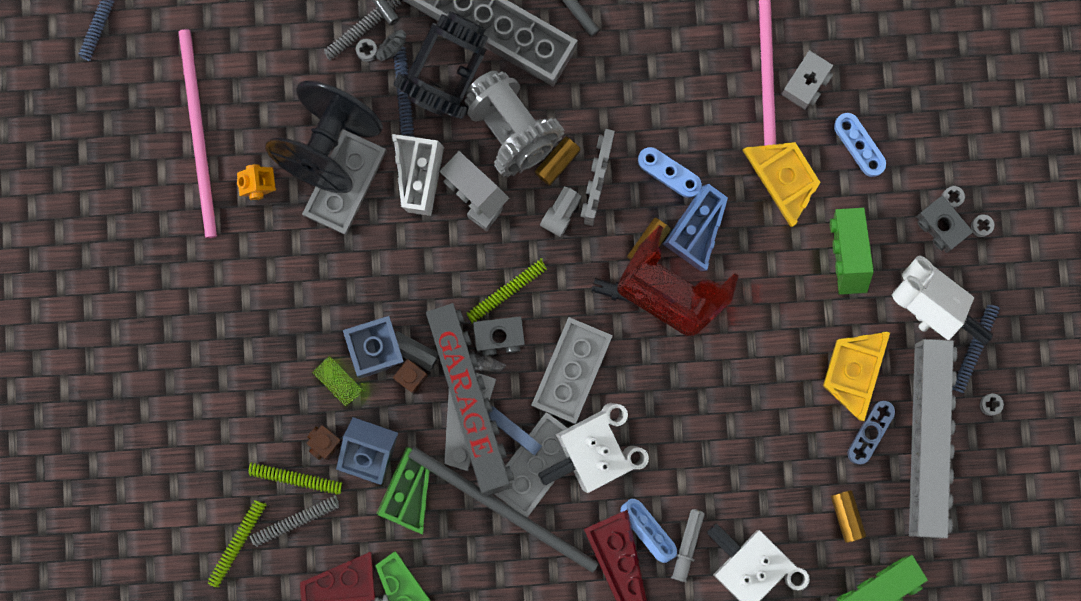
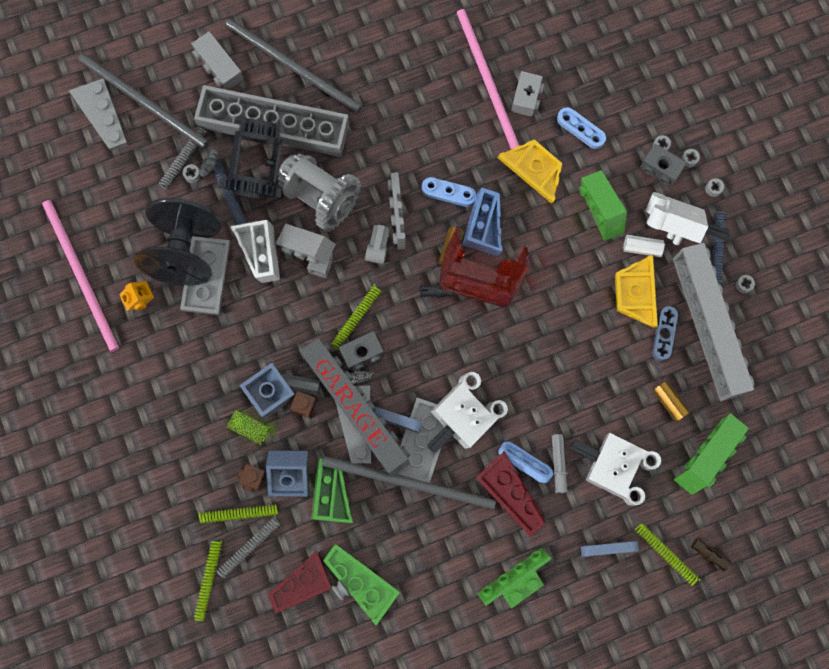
camera: 25 degrees left, 5 degrees down
(557, 160) = (362, 209): pearl gold axle -> none
(571, 370) = (425, 360): light grey plate -> none
(883, 317) = (643, 245): none -> white axle
(994, 279) = (715, 181): none -> light grey bush

